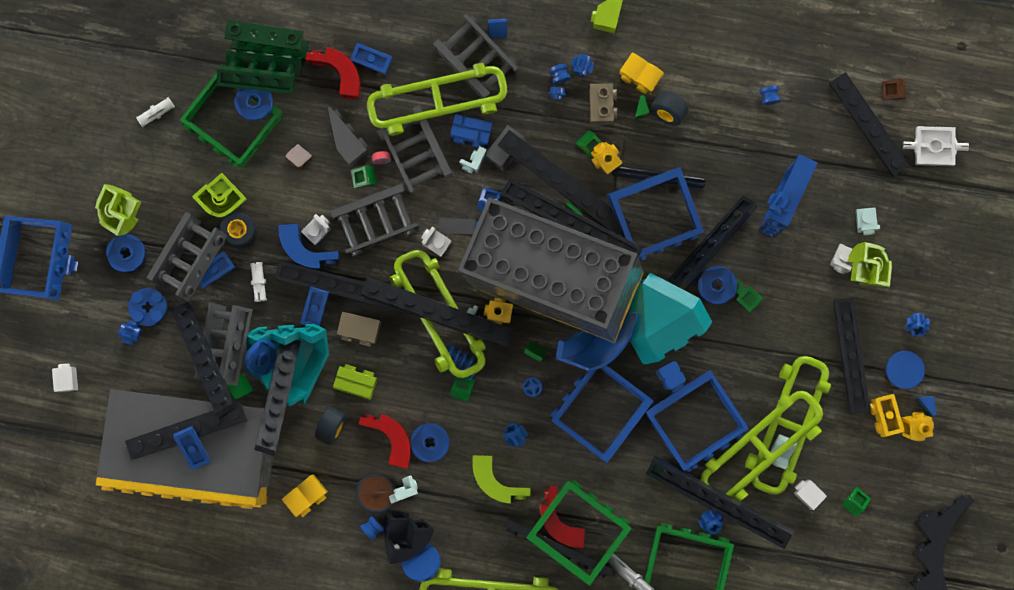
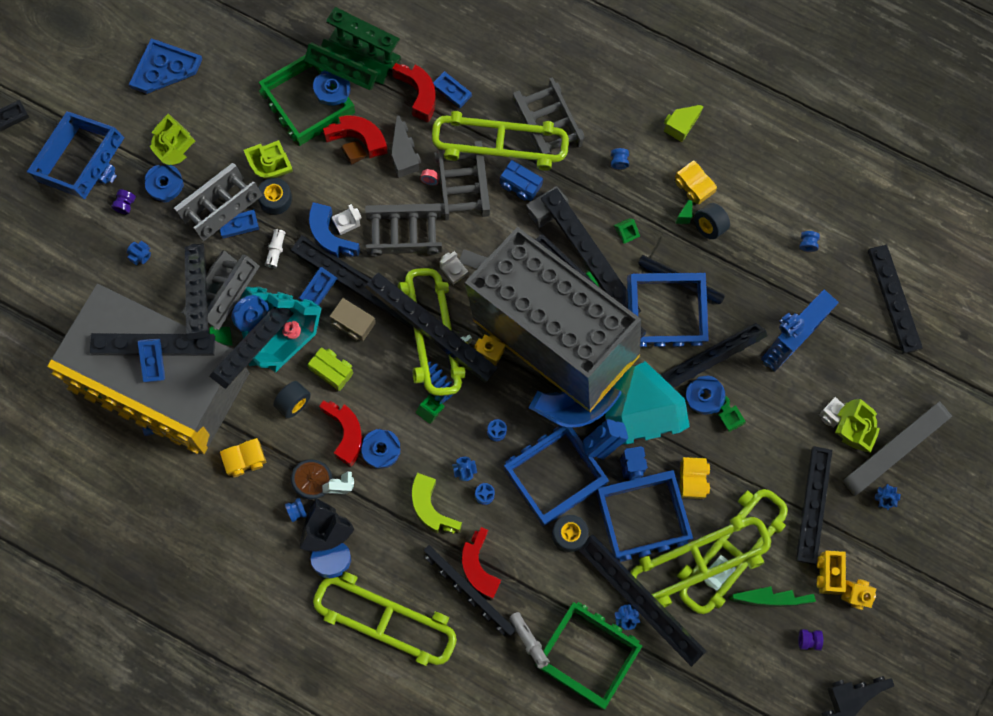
camera: 10 degrees right, 10 degrees down
(64, 378) = (61, 273): white brick -> none
(79, 133) = (163, 66): none -> blue plate
(95, 286) = (123, 202): none -> dark purple wheel
(155, 112) = (227, 73): white pin -> none
(155, 315) = (168, 246): blue plate -> none
(296, 132) = (361, 129): none -> red arch
(308, 360) = (294, 333): none -> coral plate
(364, 176) = (407, 189): green slope -> none
(477, 158) = (516, 208): light aqua bracket -> none
(497, 28) = (577, 101): blue slope -> none
(535, 351) = (510, 398): green slope -> none
(541, 452) = (484, 490): none -> blue wheel
(557, 93) = (612, 174): blue plate -> none
(582, 65) = (643, 157): blue gear -> none
(601, 104) = (649, 197): dark tan brick -> none
(605, 510) = (518, 553): green window -> none
(606, 157) = (644, 244): yellow brick -> none
(635, 467) = (572, 526): none -> black wheel
(637, 364) = (605, 439): none -> blue brick
(731, 369) = (693, 478): none -> yellow brick
(809, 494) = (732, 623): white brick -> none
(833, 459) = (766, 598): none -> green slope
(856, 502) = (776, 648): green slope -> none
(866, 221) = (866, 385): light aqua bracket -> none
(885, 484) = (810, 640): none -> dark purple wheel
(894, 89) = (927, 275): reddish brown slope -> none
(905, 369) = (862, 536): blue tile -> none
(913, 274) = (897, 448): none -> dark grey beam
(927, 405) = (874, 576): blue slope -> none
(935, 146) = (952, 338): white plate -> none

